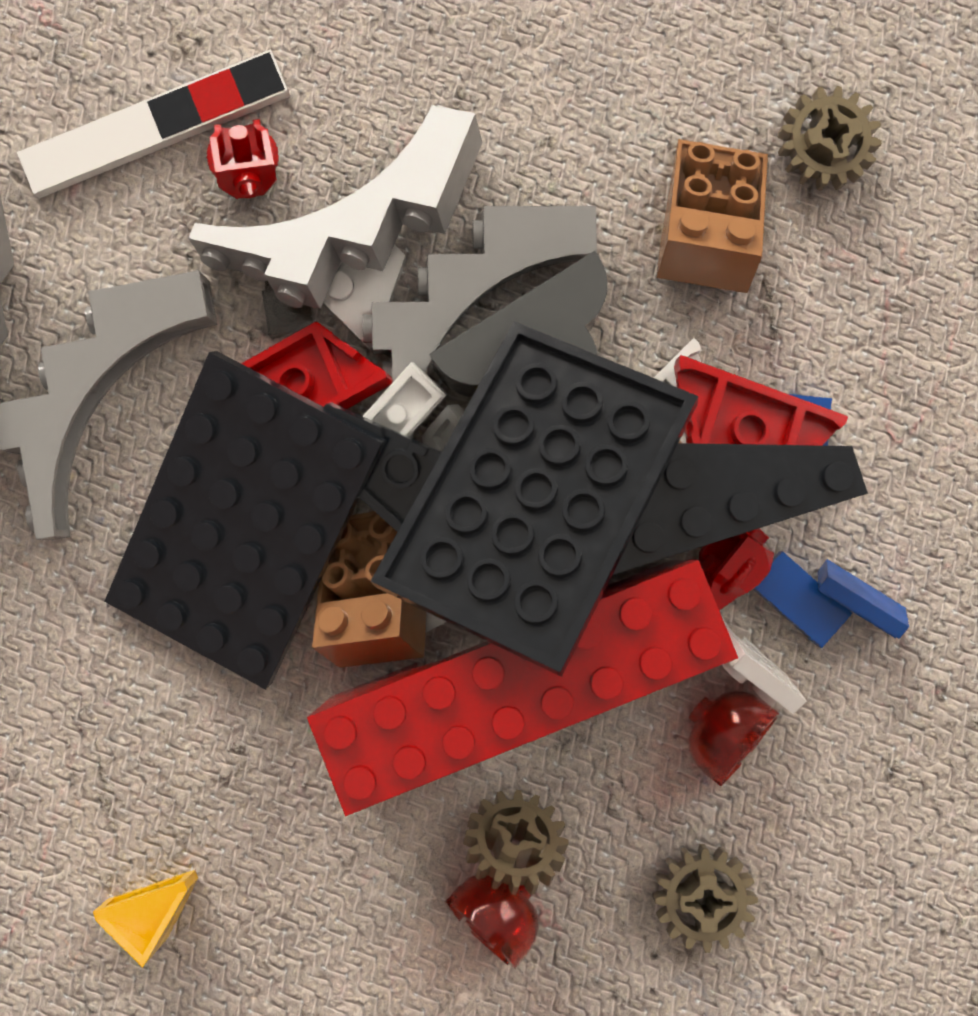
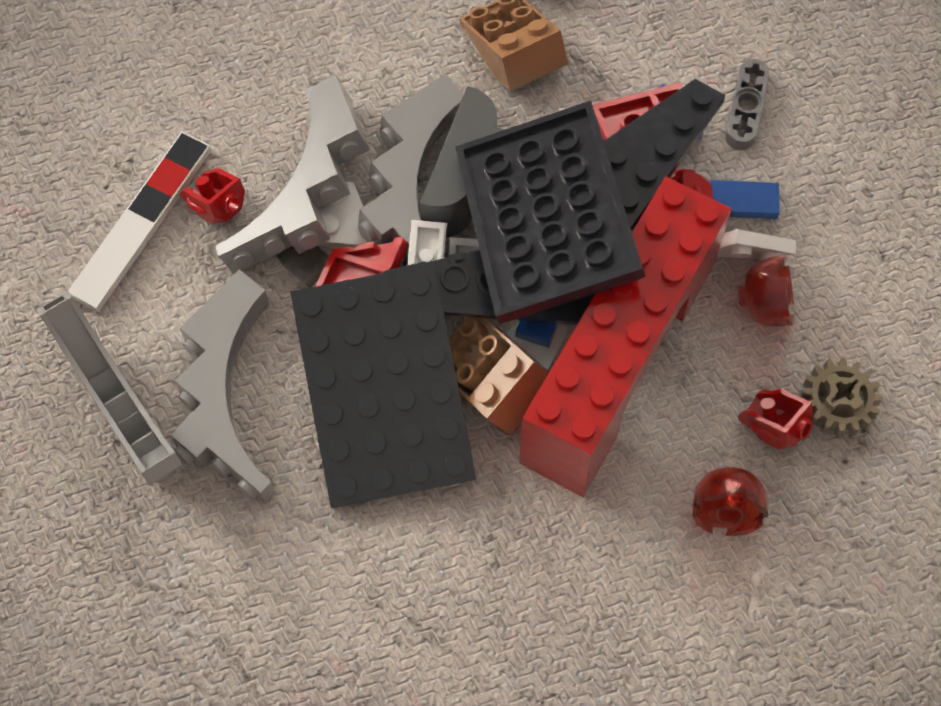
camera: 40 degrees left, 20 degrees down
(145, 916) = (517, 671): yellow slope -> none
(522, 821) = (703, 446): dark tan gear -> none
(619, 869) = (779, 418): none -> red hand
(862, 599) = (777, 170): blue tile -> none
(921, 463) = (753, 116): none -> flat silver beam

